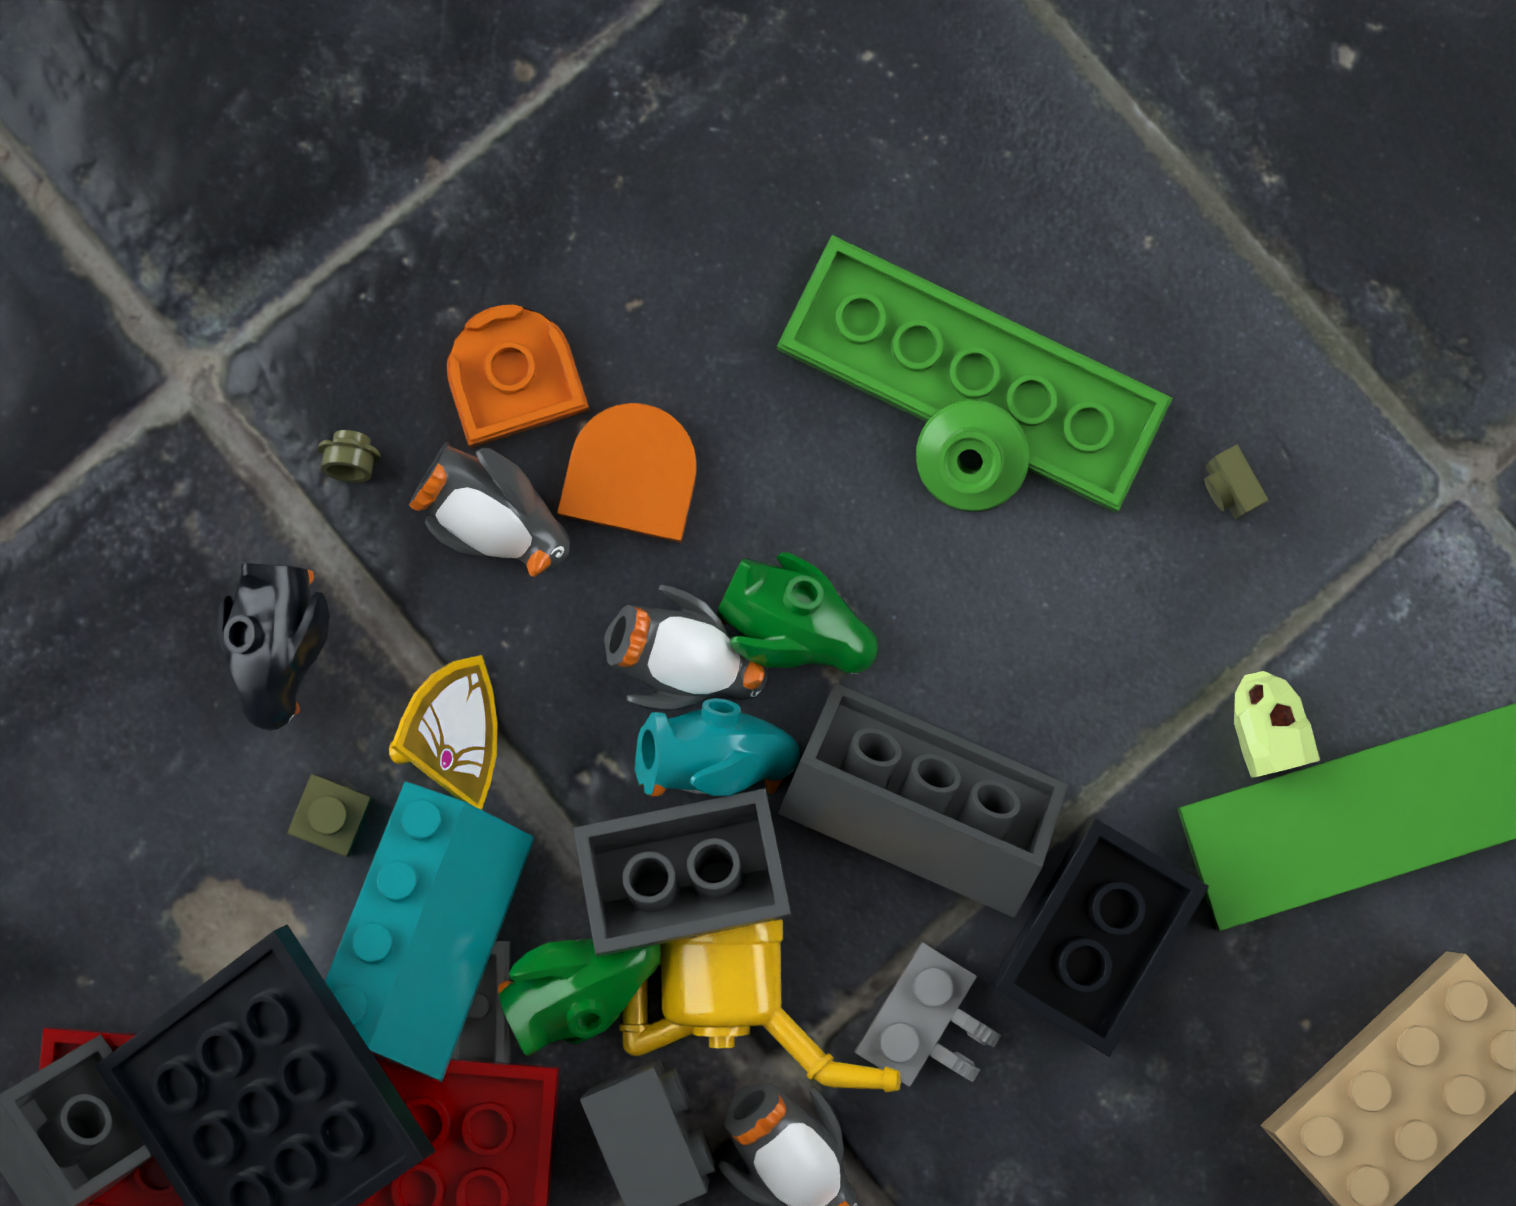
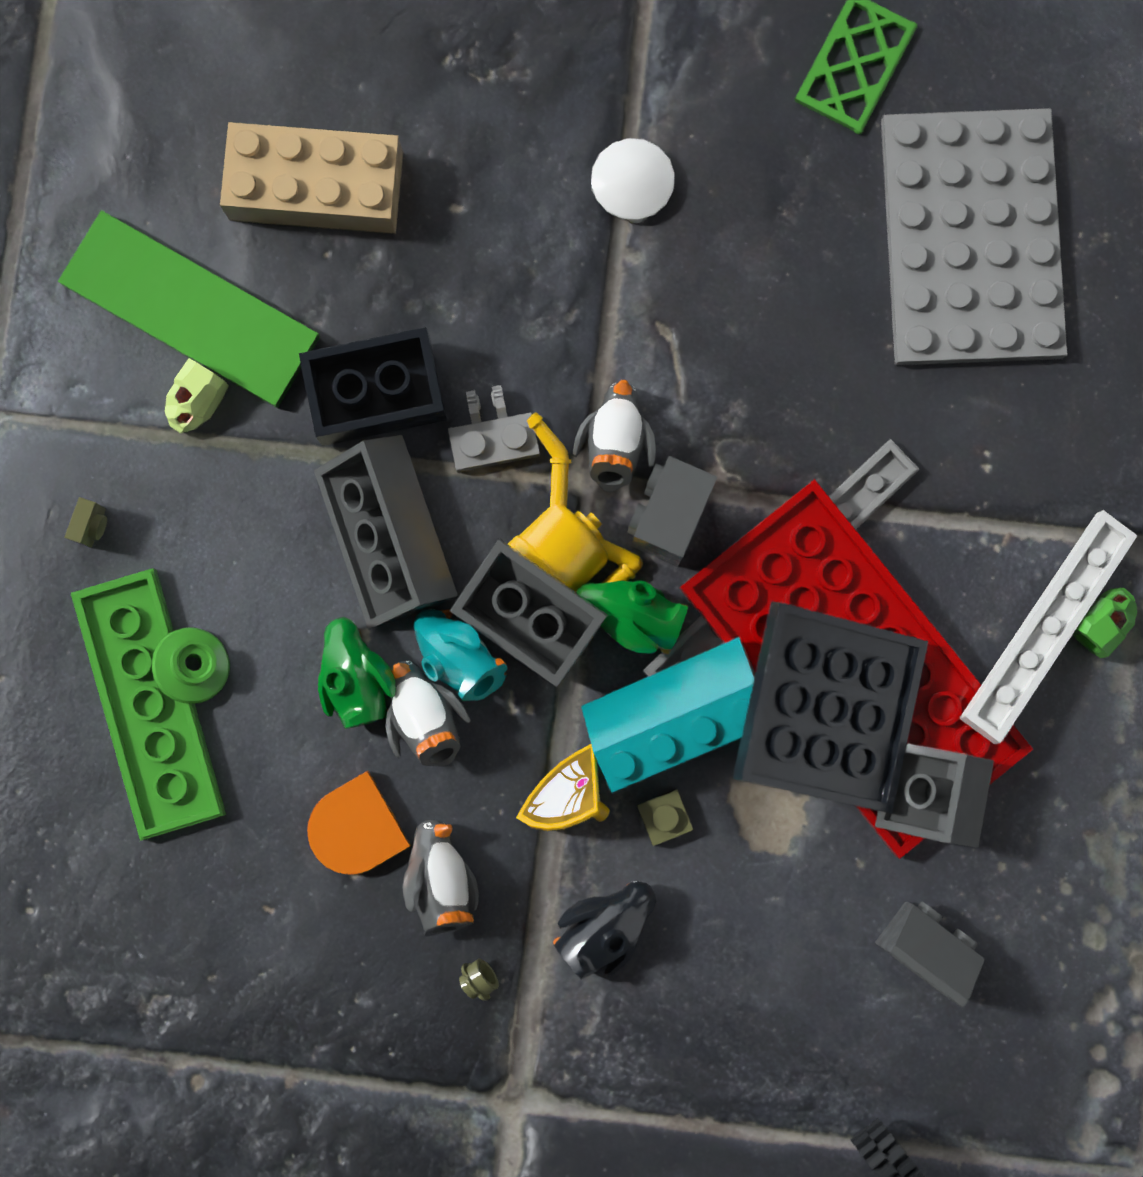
camera: 135 degrees left, 0 degrees up
(512, 374) = (360, 936): orange tile -> none

